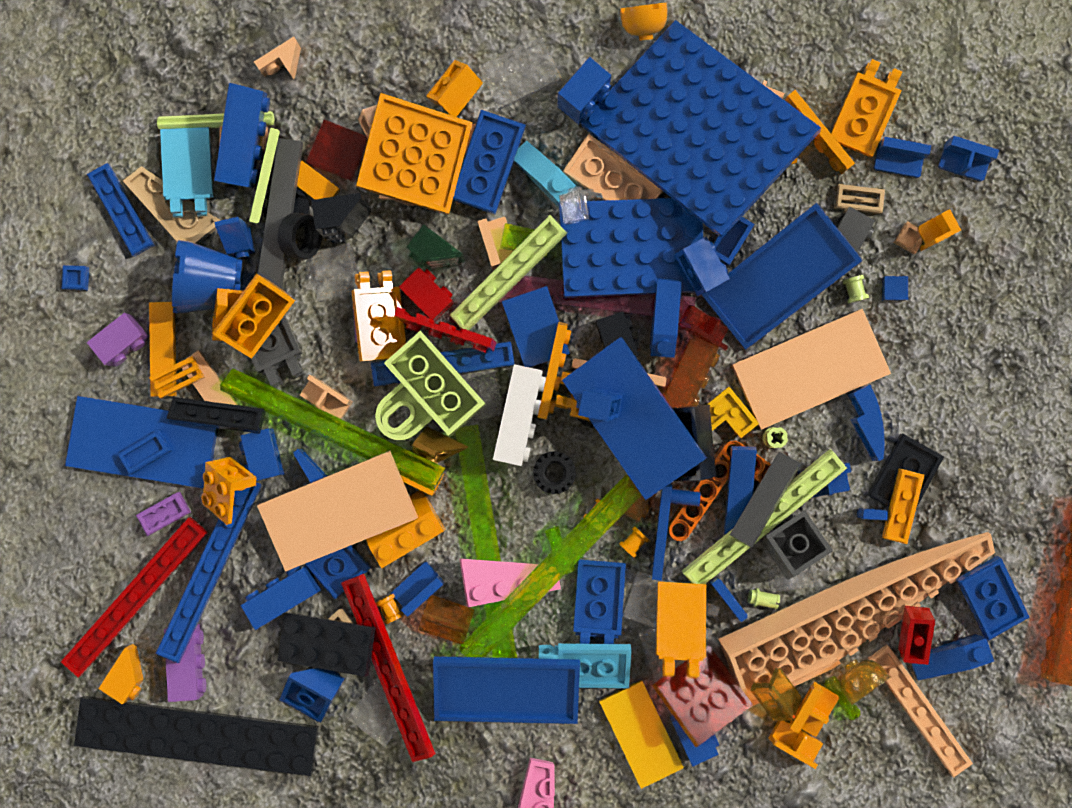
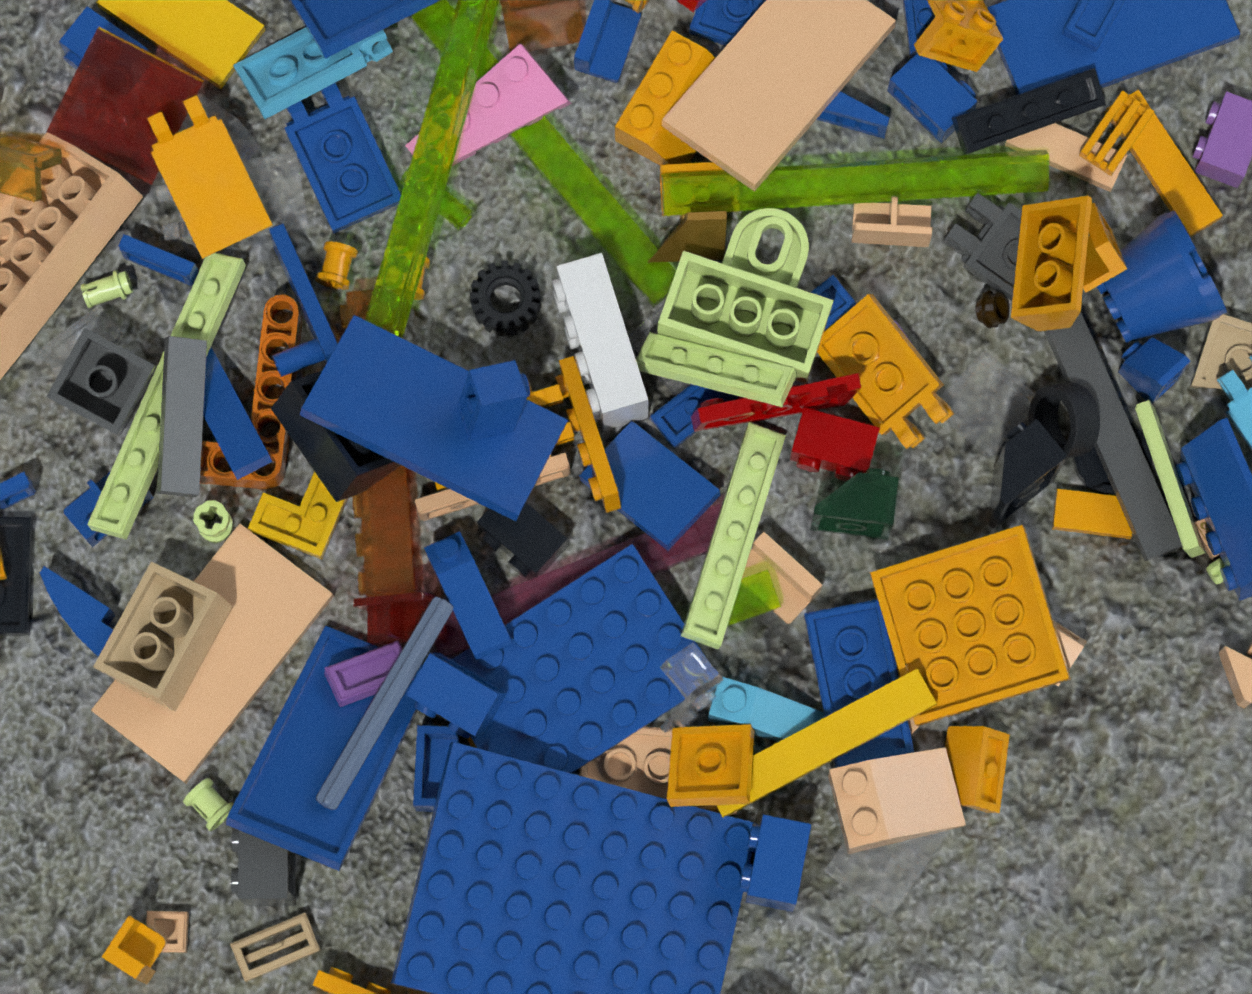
camera: 150 degrees right, 10 degrees down
(301, 320) = (992, 309): none -> dark brown plate
(337, 150) = (1090, 582): clear red tile -> none
(467, 363) = (716, 369): none -> yellowish green tile
(505, 89) = (895, 799): none -> light nougat slope
(526, 140) = (836, 735): none -> yellow tile
(590, 158) = (710, 765): none -> light orange plate
(738, 308) = (361, 674): none -> medium lavender tile
(743, 280) = (384, 703): none -> sand blue axle
(837, 386) = (163, 636): none -> tan slope
(894, 288) = (150, 842): blue tile -> none

